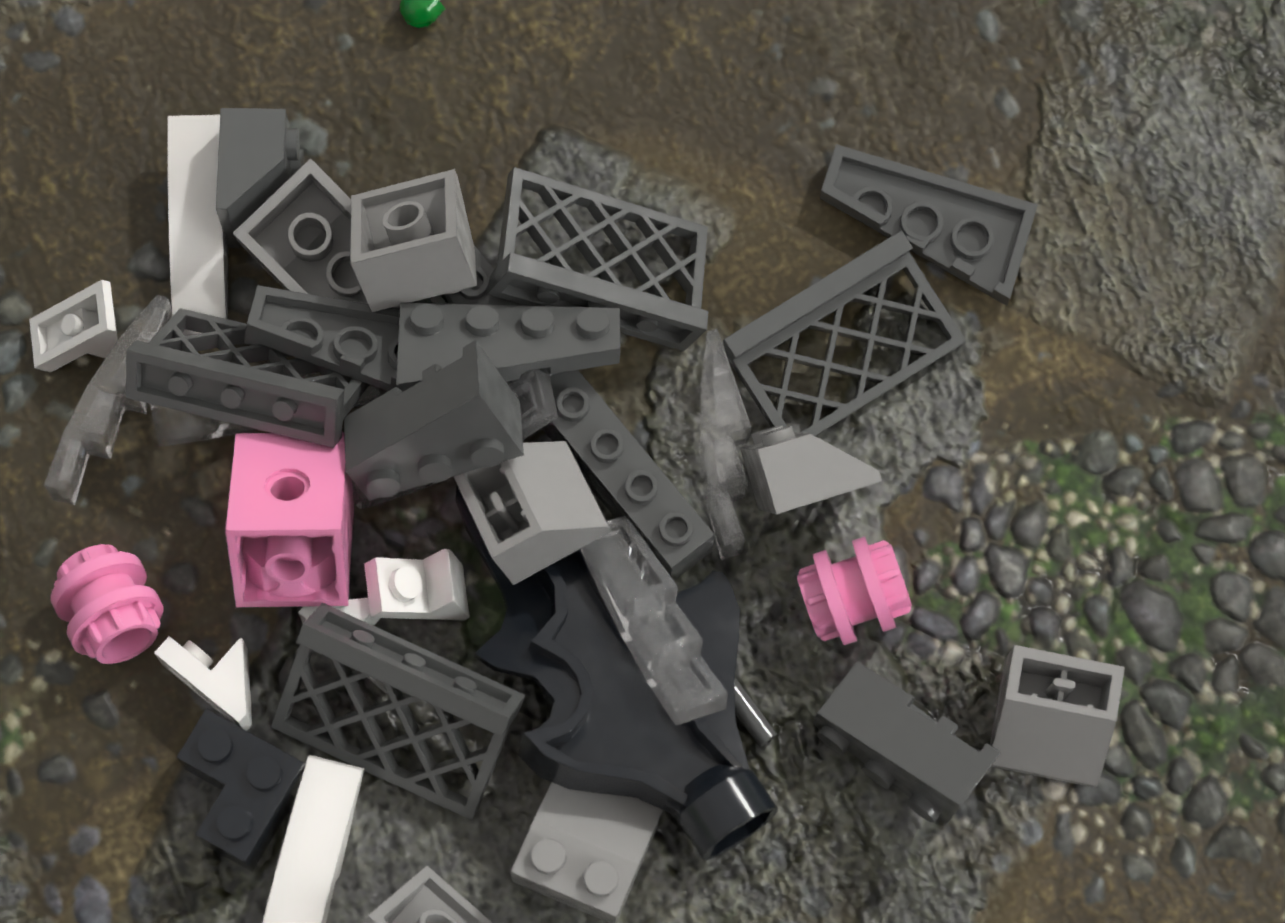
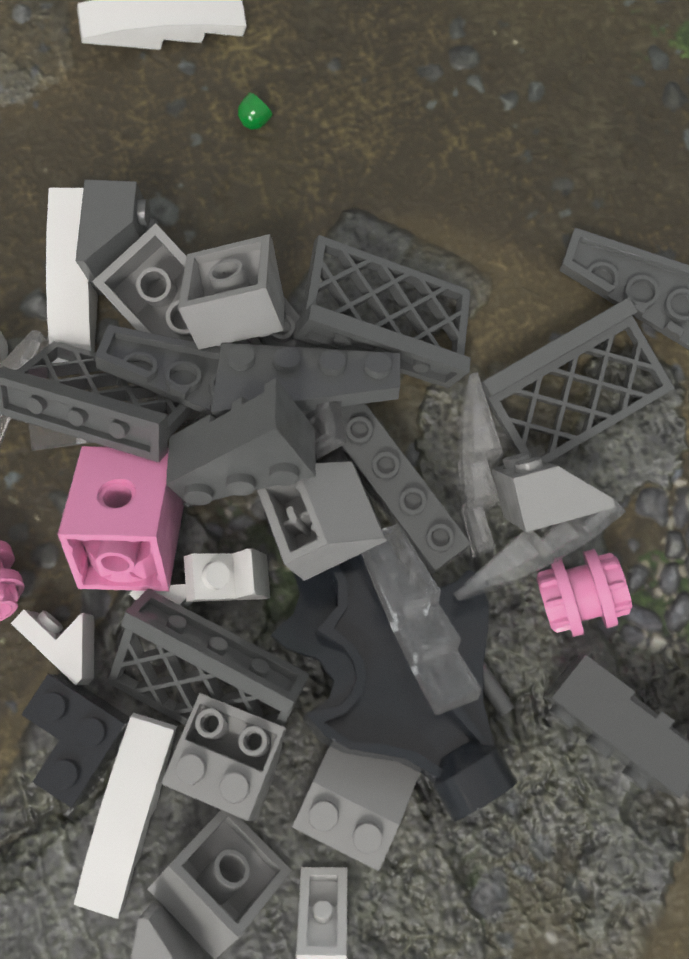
camera: 10 degrees right, 5 degrees up
(427, 802) = (226, 758): none -> light grey slope
(787, 547) = (530, 553): none -> clear slope

